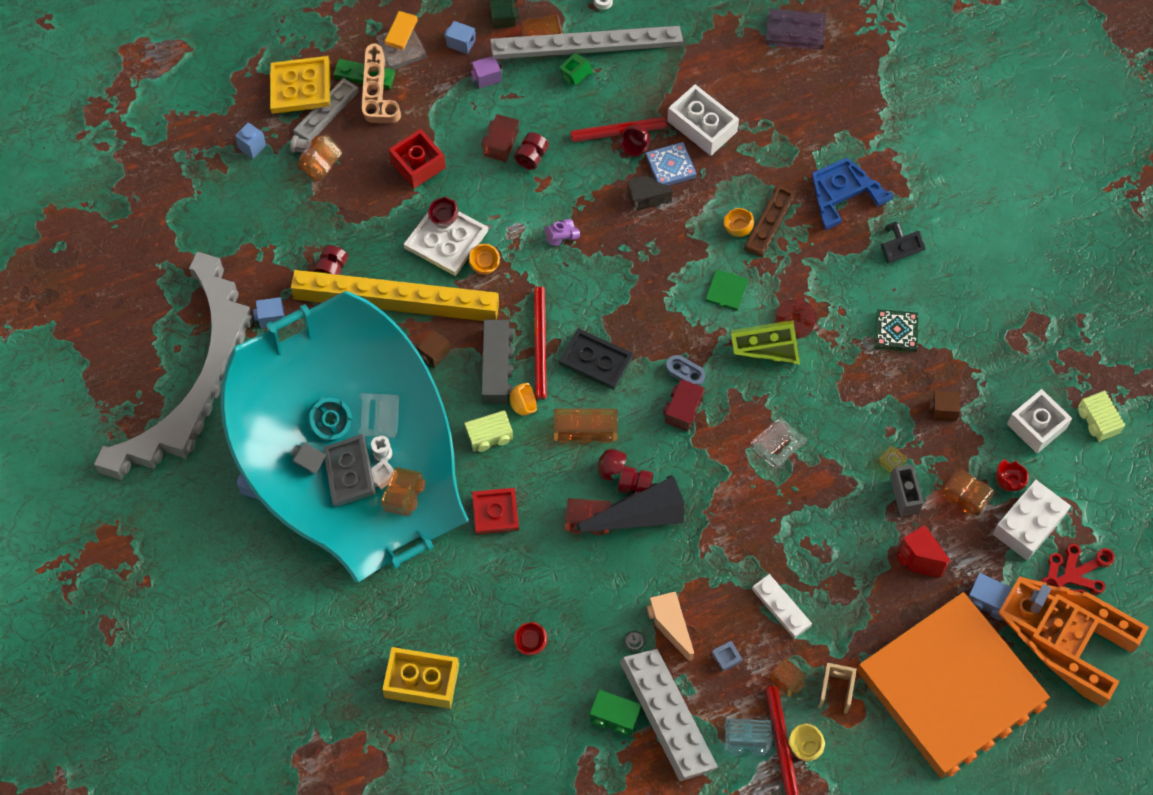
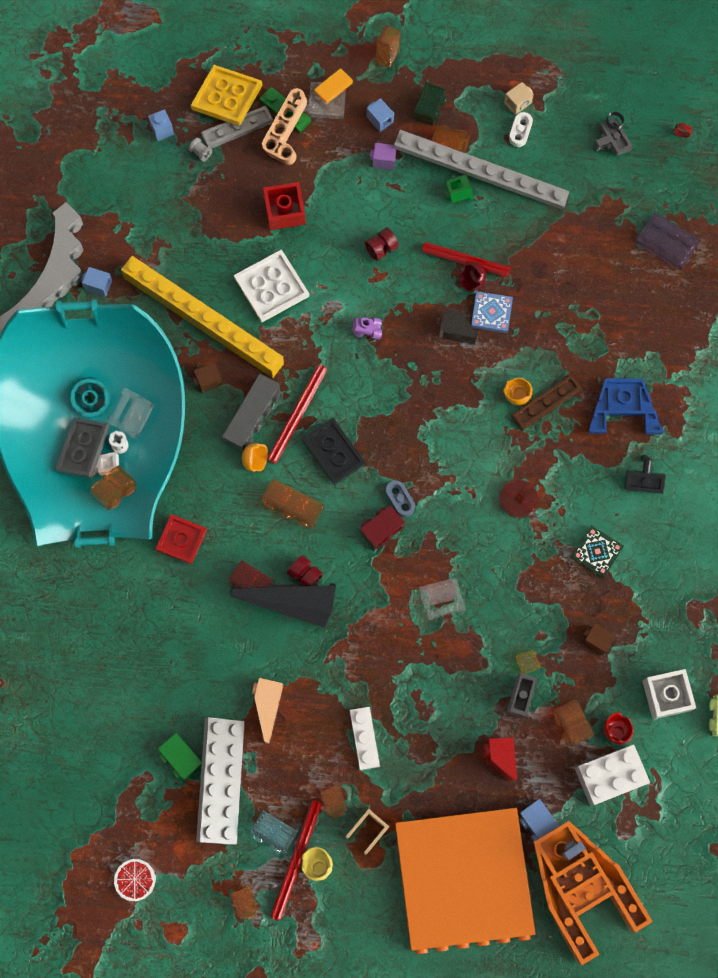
camera: 25 degrees right, 10 degrees up
(307, 457) = (54, 421): dark grey brick -> none
(319, 157) = (207, 167): clear orange brick -> none
(331, 260) = (159, 263): dark red wheel -> none
(421, 677) = (45, 648): yellow brick -> none
(443, 211) = (277, 263): dark red hair -> none
(484, 259) = (290, 320): light orange hair -> none
(489, 431) = (212, 469): yellowish green brick -> none
(500, 138) = (363, 220): clear red brick -> none
(530, 638) = (148, 661): red hair -> none
(610, 463) = (293, 548): dark red hair -> none
(634, 642) = (230, 705): tile -> none
(702, 119) = (539, 286): white brick -> none
(726, 290) = (476, 444): green piece -> none
(727, 656) = (295, 757): sand blue plate -> none
(767, 341) = (480, 508): lime wedge -> none
(1074, 575) = (619, 838): red plant -> none

